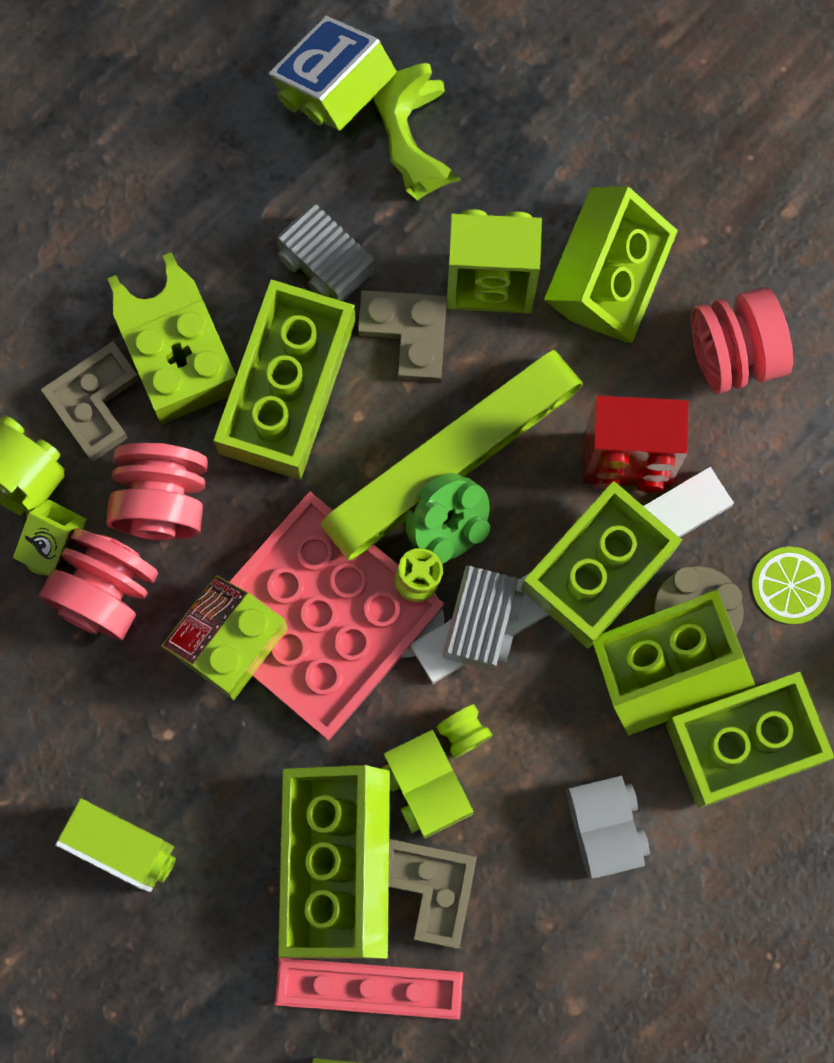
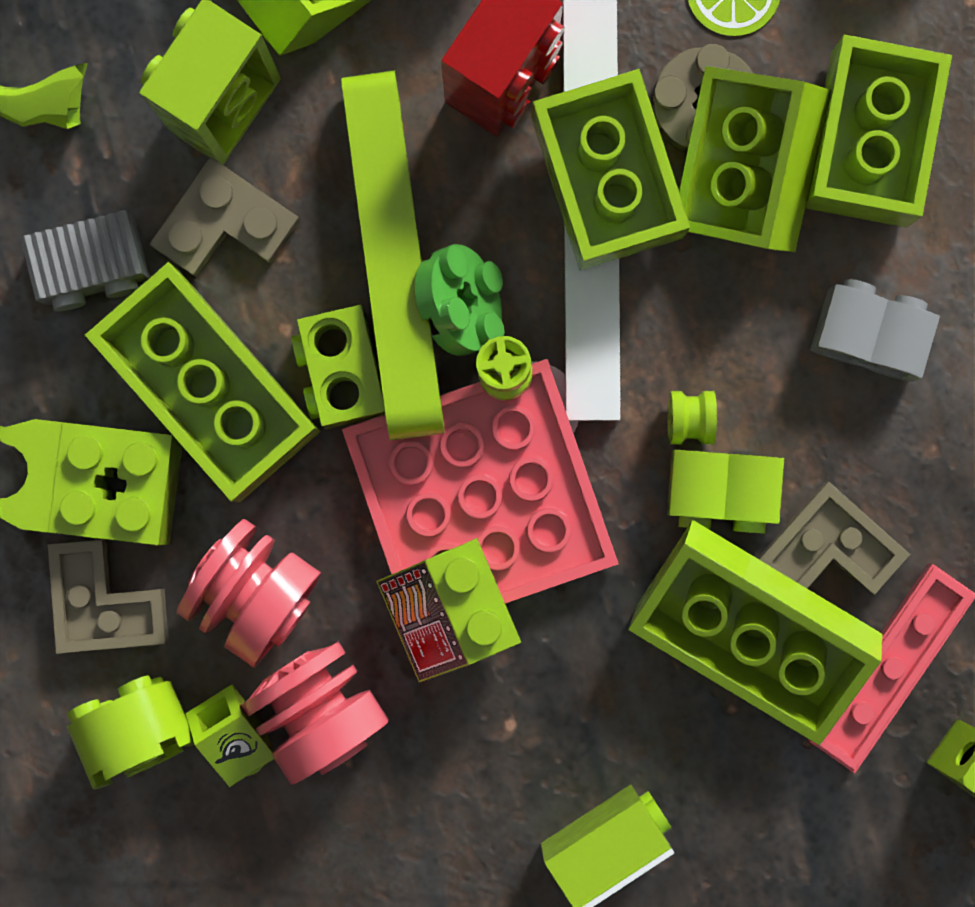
camera: 60 degrees left, 10 degrees up
(344, 459) = (353, 364): none -> lime brick
(482, 617) = (589, 328): light grey brick -> none

